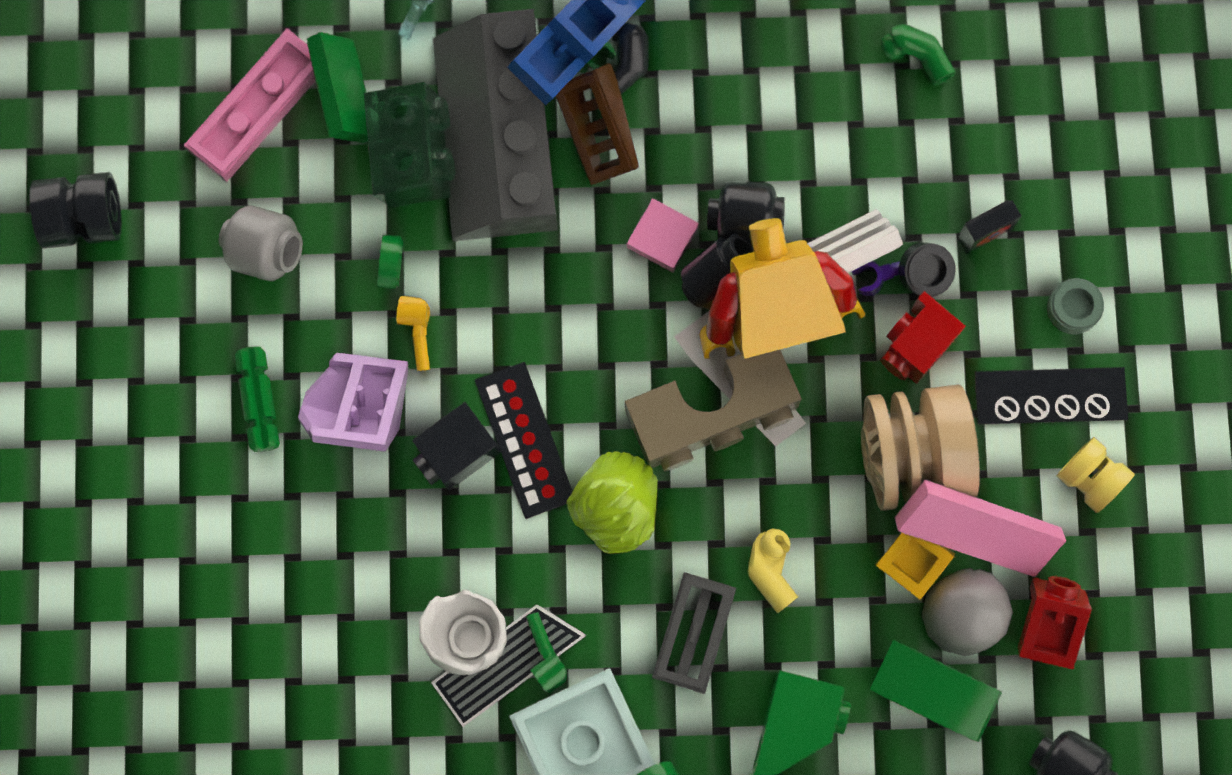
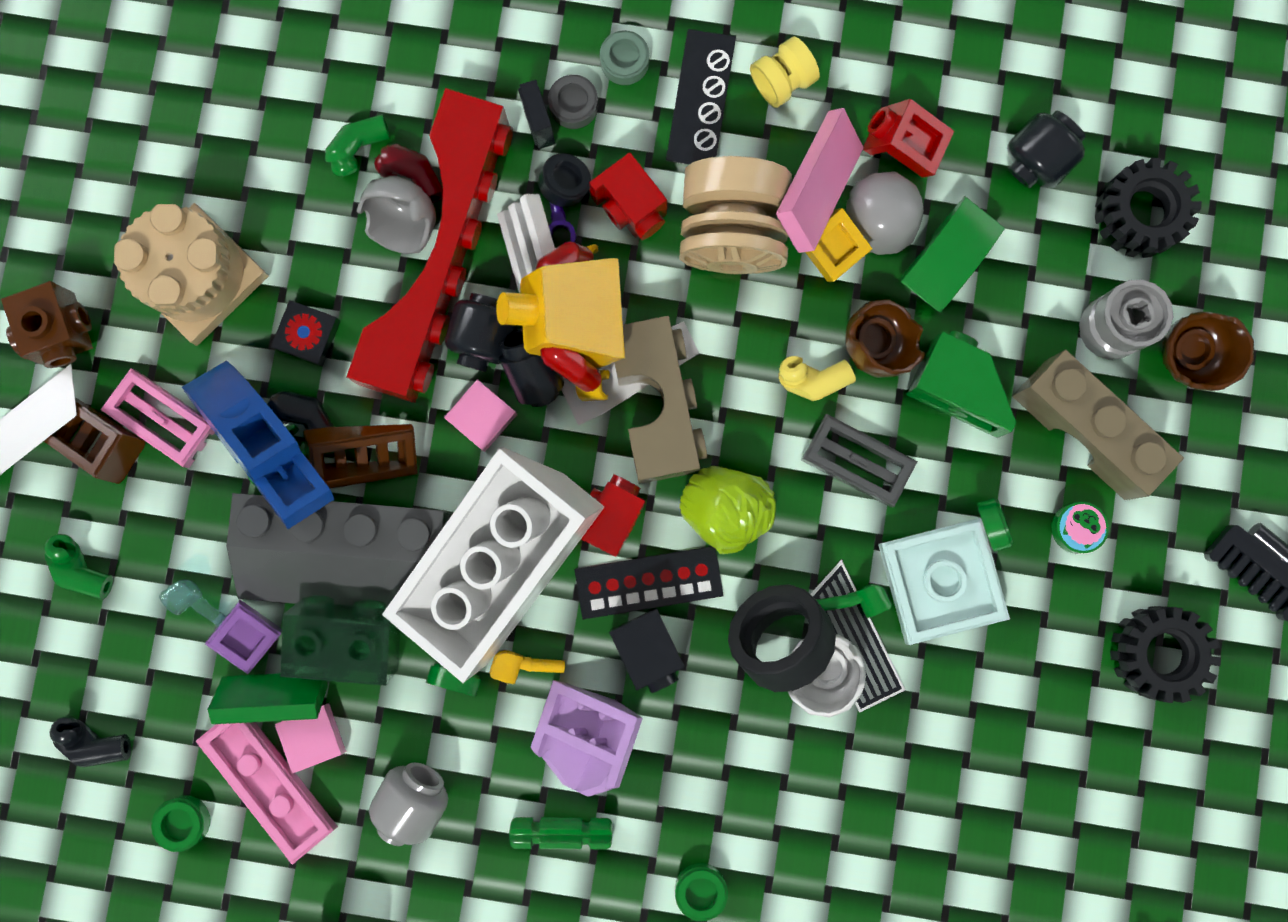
camera: 80 degrees left, 5 degrees up
(205, 32) = (180, 823): none -> green tile
(221, 551) = (701, 892): none -> green tile
(306, 137) = (310, 740): none -> bright pink tile
(396, 51) = (243, 636): none -> medium lavender tile
(473, 602) = (758, 614): none -> black tyre
(513, 270) = (491, 561): none -> white slope
(583, 384) = (618, 516): none -> red brick
(711, 45) = (305, 333): none -> black tile
(827, 631) = (884, 339): none -> reddish brown hair
(851, 109) = (397, 214): none -> light grey hair
(908, 113) = (405, 162): none -> dark red arm
(937, 163) = (399, 345): none -> red arch
(1015, 262) = (573, 101): none -> dark grey tile

